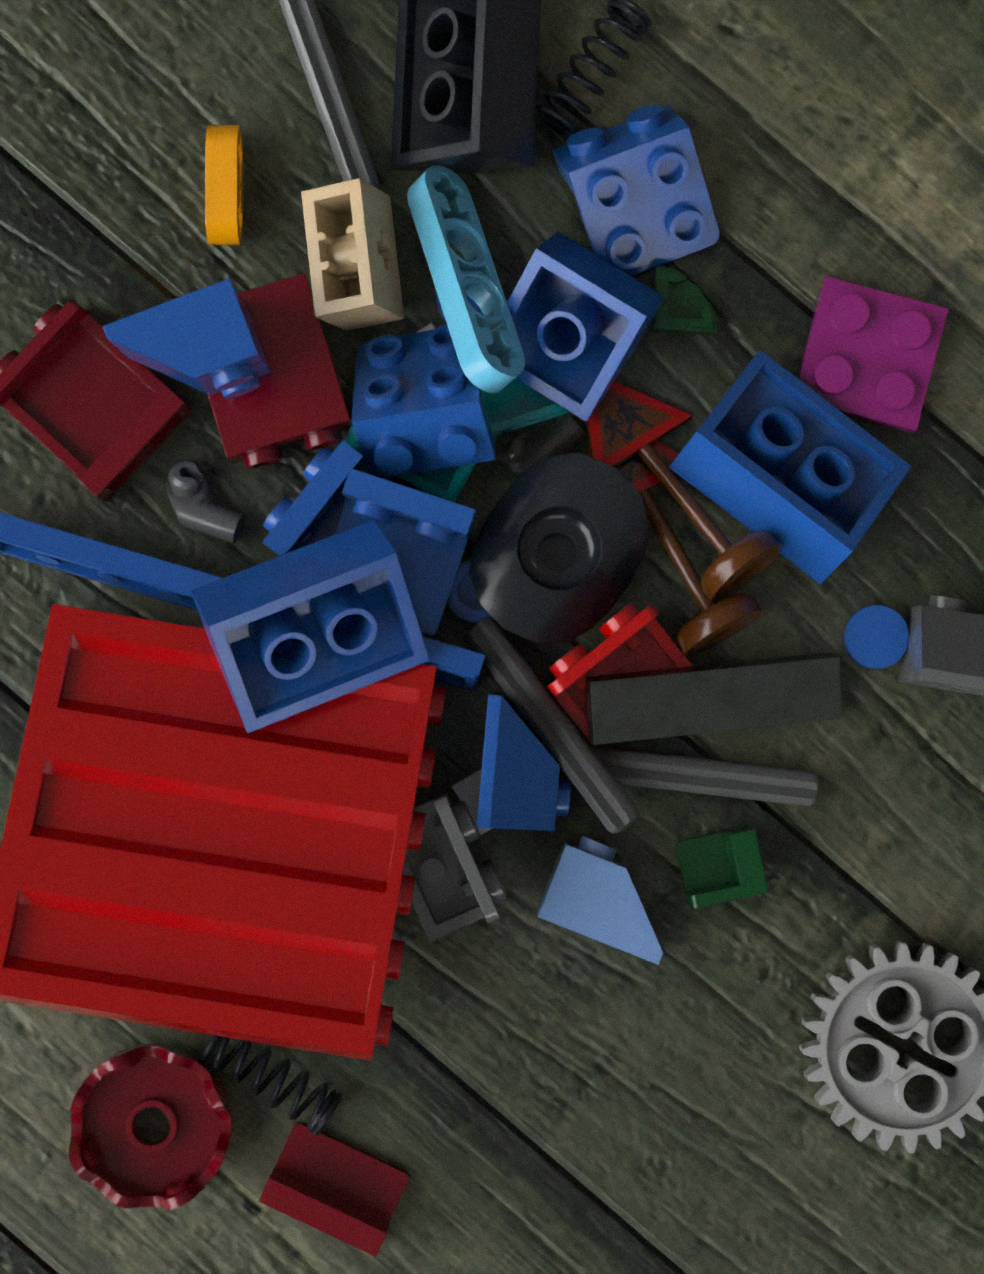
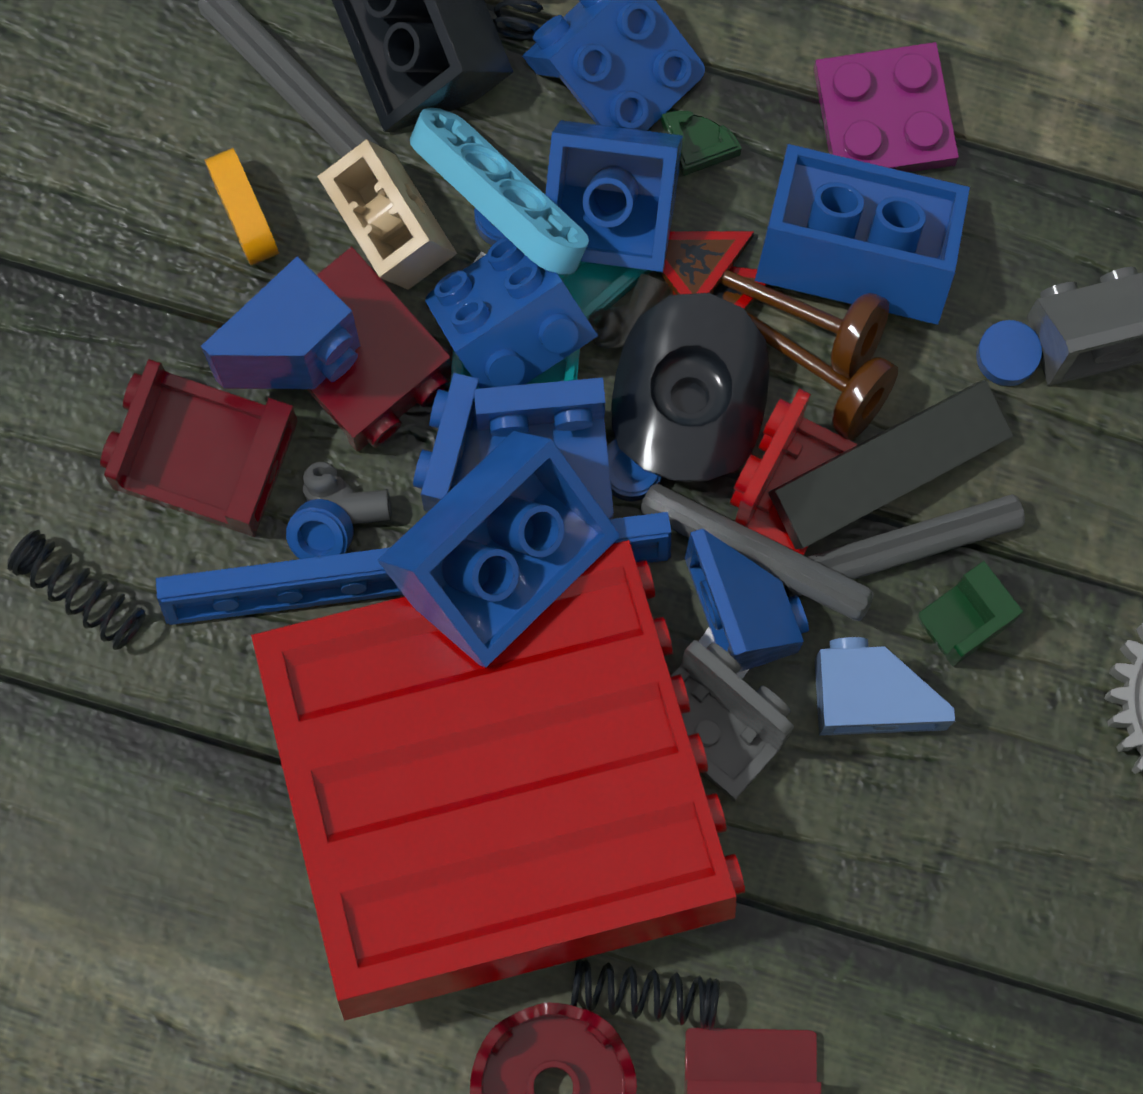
camera: 30 degrees left, 10 degrees down
(163, 527) = (319, 530): none -> blue tile

